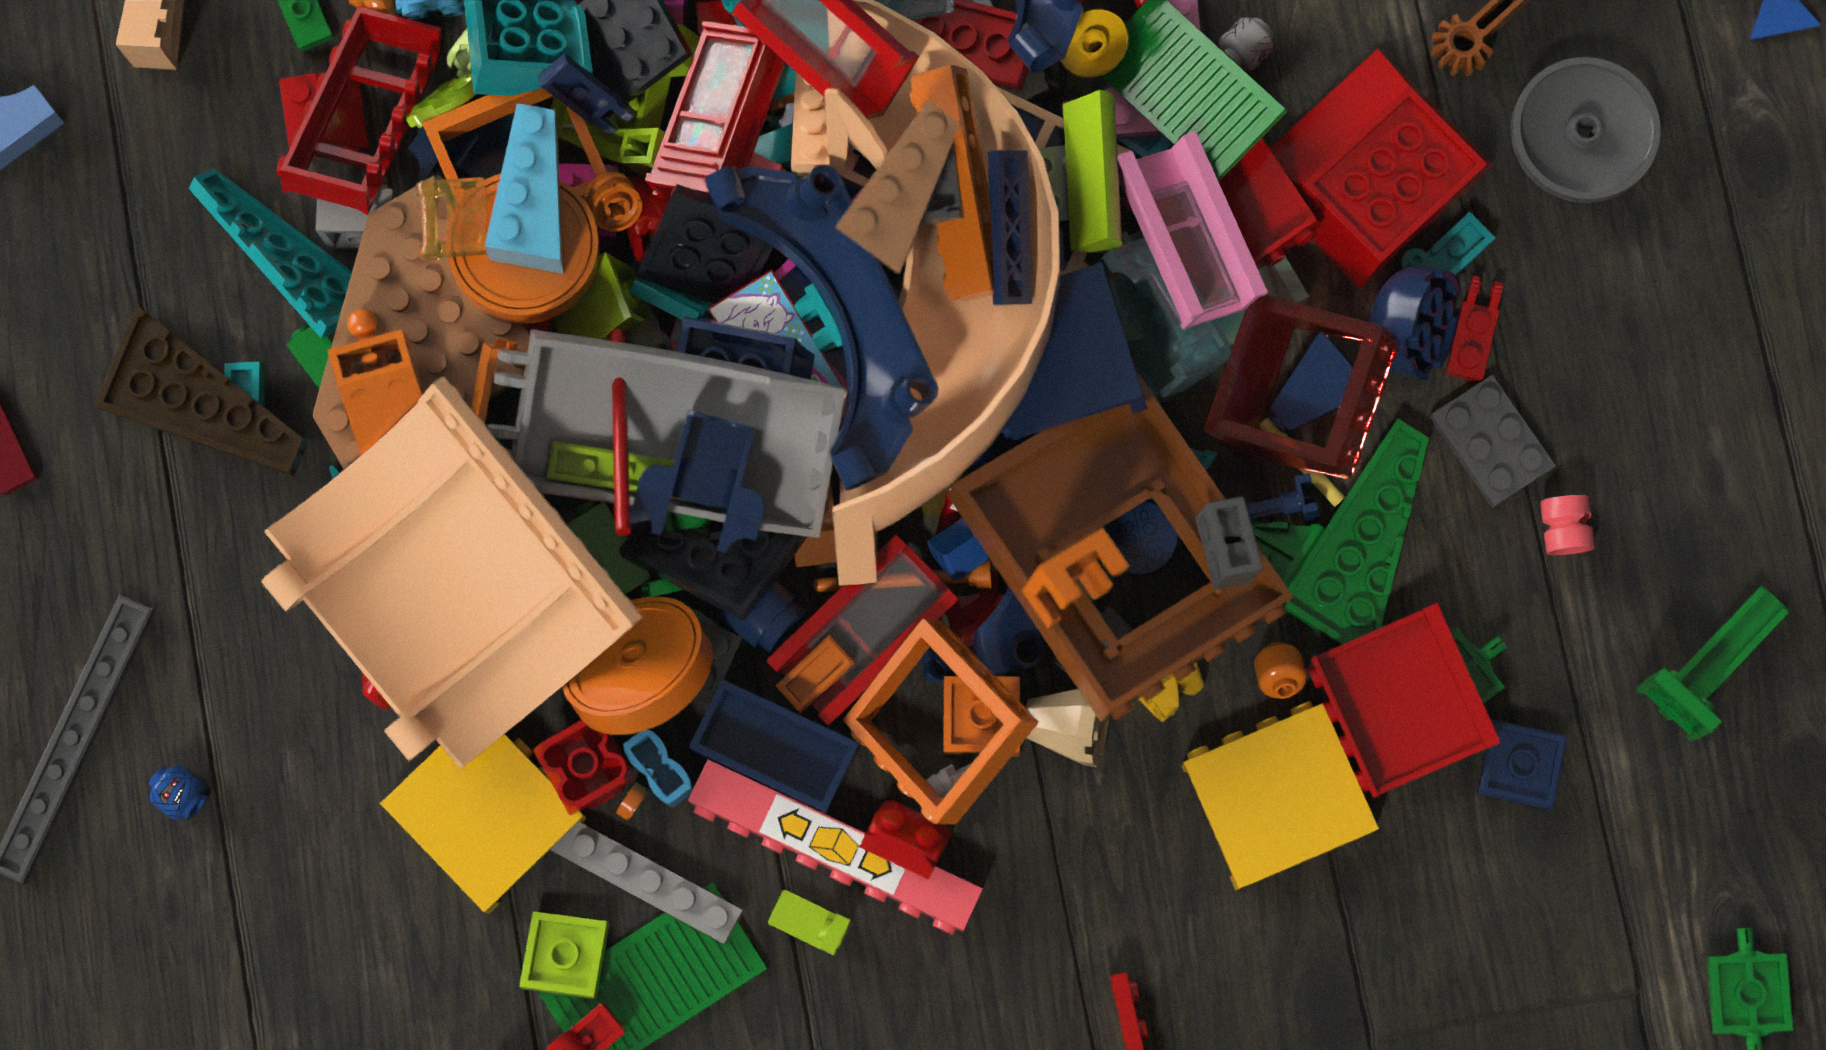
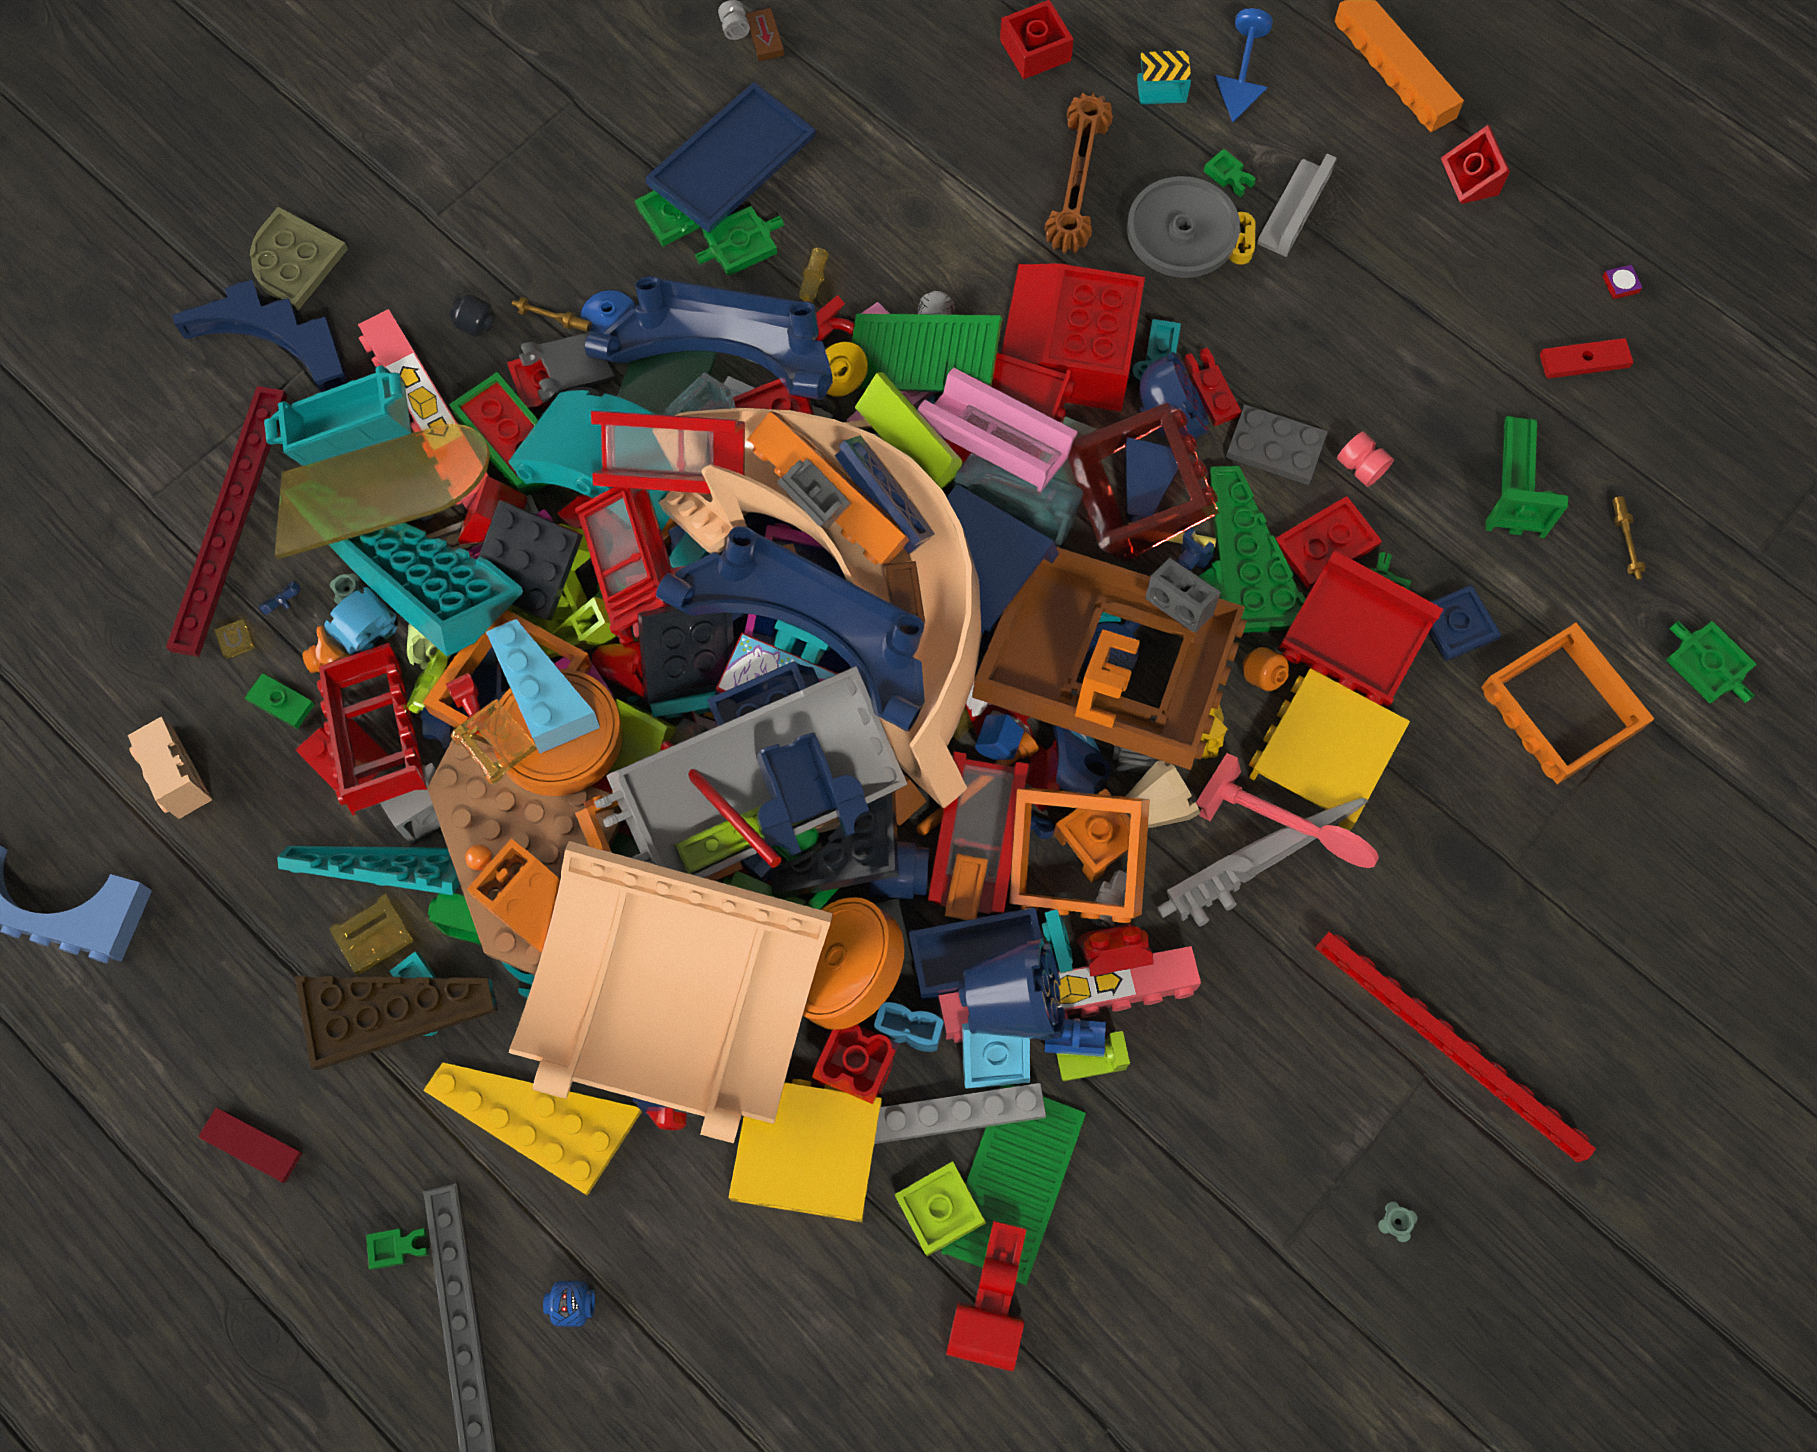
camera: 40 degrees left, 10 degrees down
(57, 626) = (391, 1246): none -> green plate
(230, 324) = (376, 942): none -> clear yellow plate
(276, 646) = (560, 1134): none -> yellow wing
(463, 143) = (465, 694): none -> red leg
(584, 93) = (524, 605): dark blue hinge -> none
(618, 189) = (610, 662): orange wheel -> none
(632, 801) = (905, 1065): orange tile -> none
(721, 852) = (994, 1059): none -> medium azure plate
(770, 814) = (1015, 993): none -> dark blue cone
(804, 892) = (1079, 1039): none -> blue hips
(862, 789) = (1057, 937): none -> teal wing
(897, 194) = (801, 510): medium nougat wedge -> none
(956, 344) = (905, 587): none -> reddish brown tile
(1105, 848) = (1243, 865): none -> light grey piece
(1140, 758) = (1336, 839): none -> coral piece
(1465, 582) = (1315, 539): none -> red plate
(1621, 924) = (1599, 673): none -> orange window
(1651, 189) = (1246, 238): none -> yellow beam
(1692, 93) = (1228, 170): none -> green plate
(1737, 186) = (1296, 205): none -> light grey panel
(1792, 782) = (1623, 520): none -> pearl gold piece

